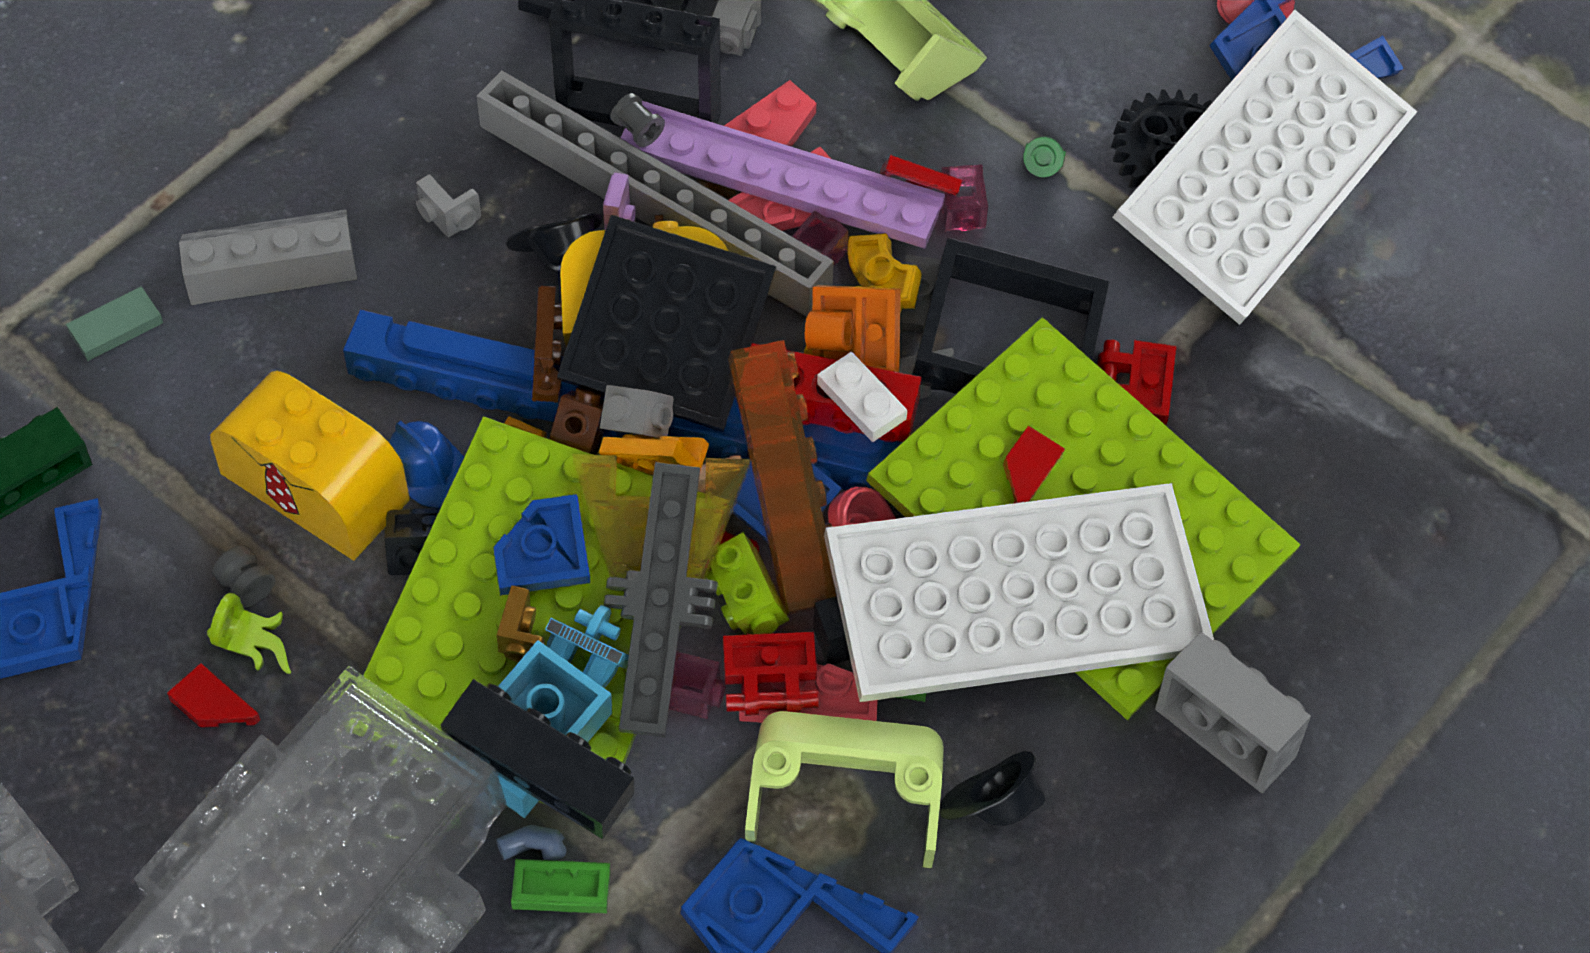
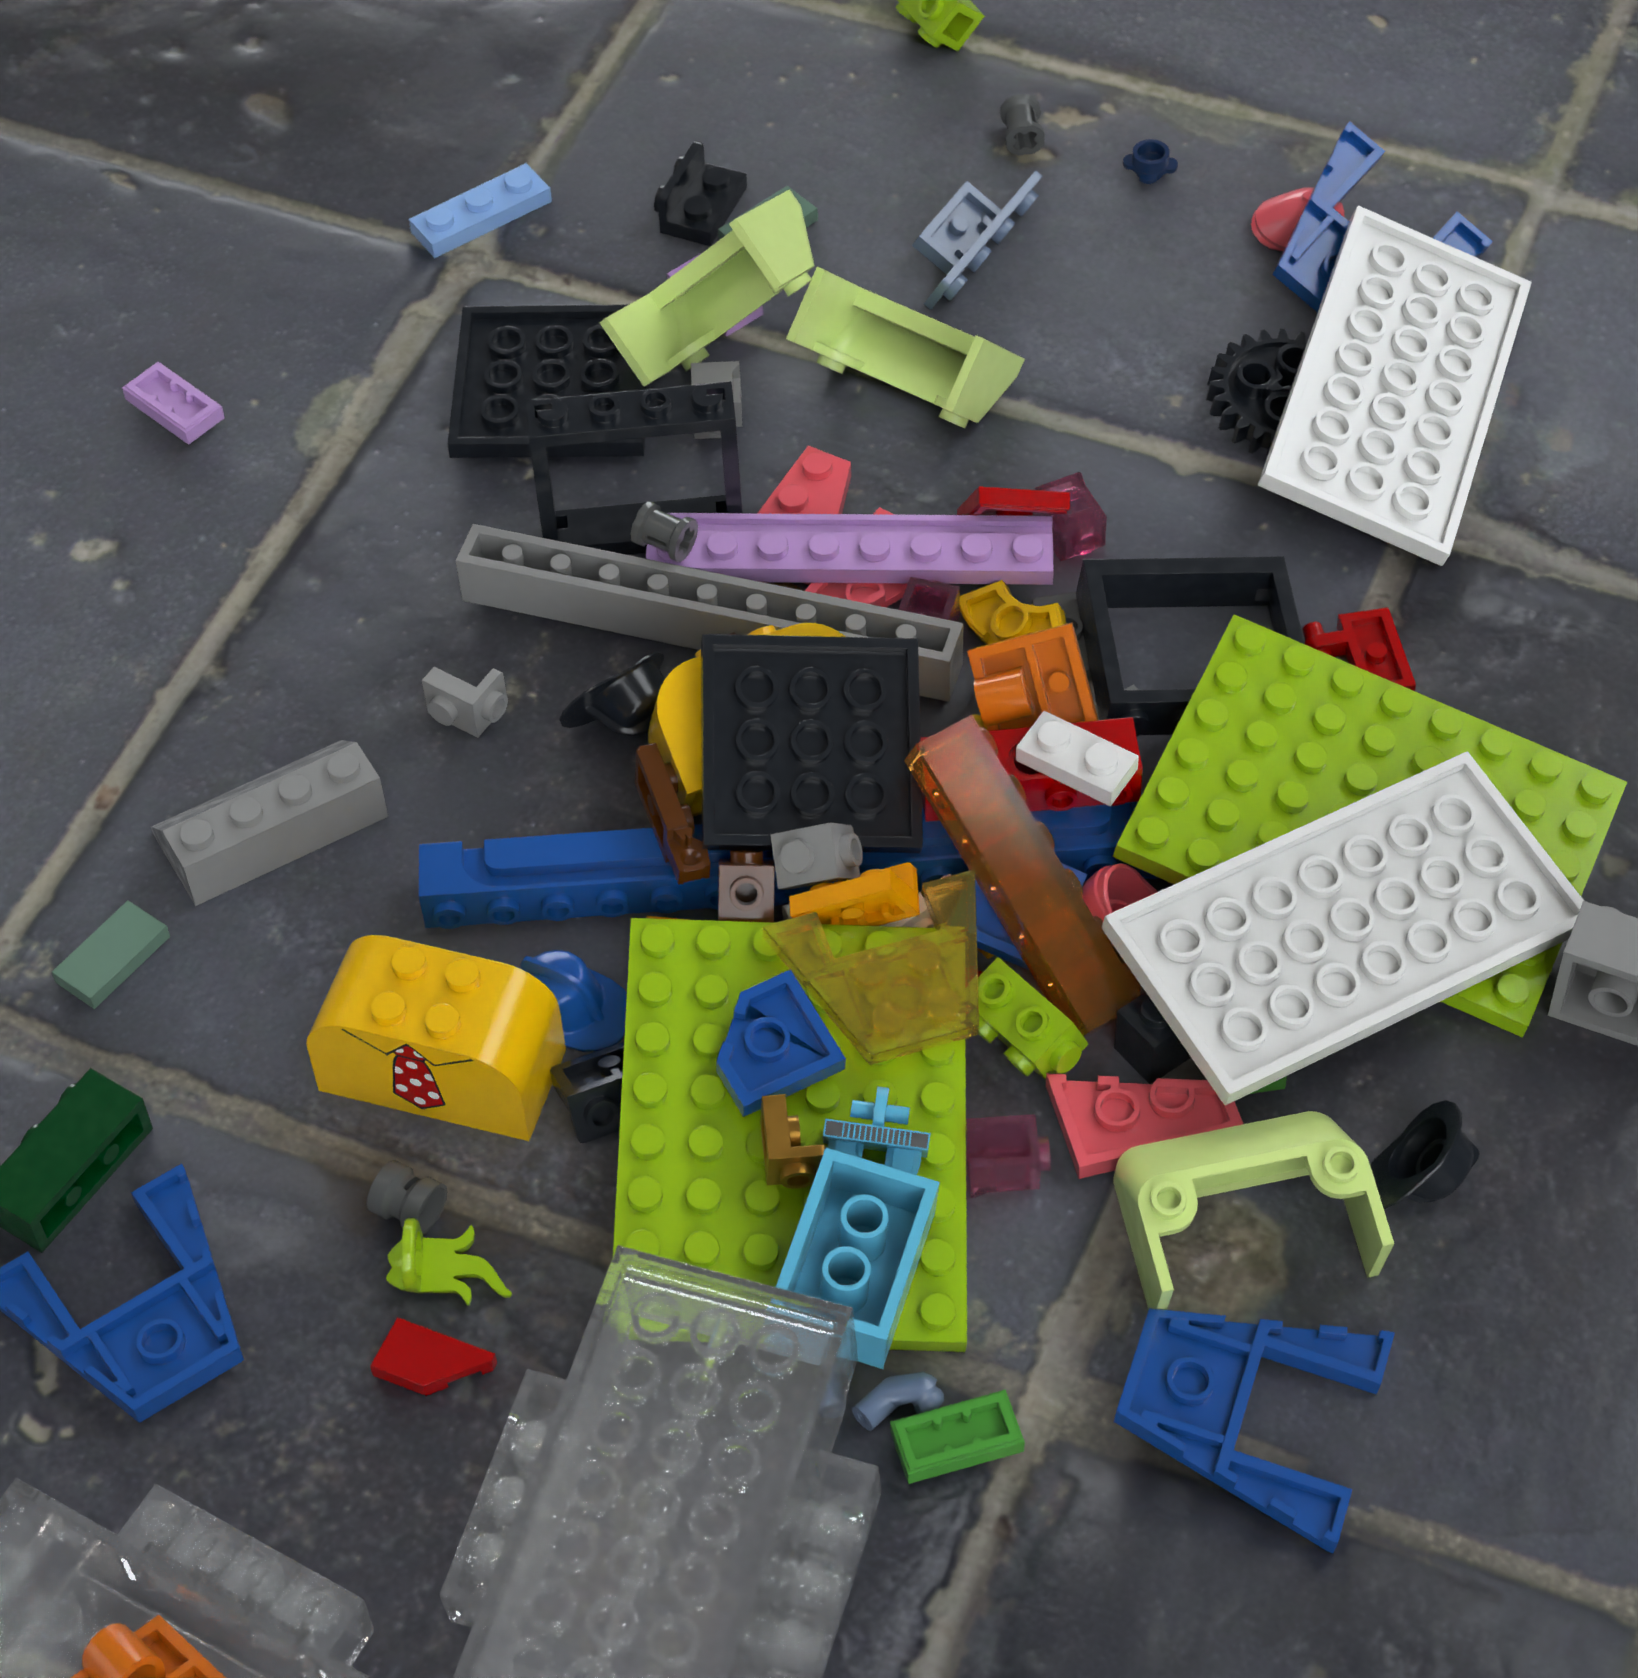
camera: 15 degrees left, 5 degrees down
(540, 758) = (897, 1281): black brick -> none
(618, 199) = (682, 641): lavender plate -> none
(660, 600) = (944, 1060): dark grey hinge -> none
(767, 660) = (1093, 1092): red plate -> none
(1030, 463) = (1298, 777): red tile -> none
(1043, 156) = (1138, 447): green plate -> none

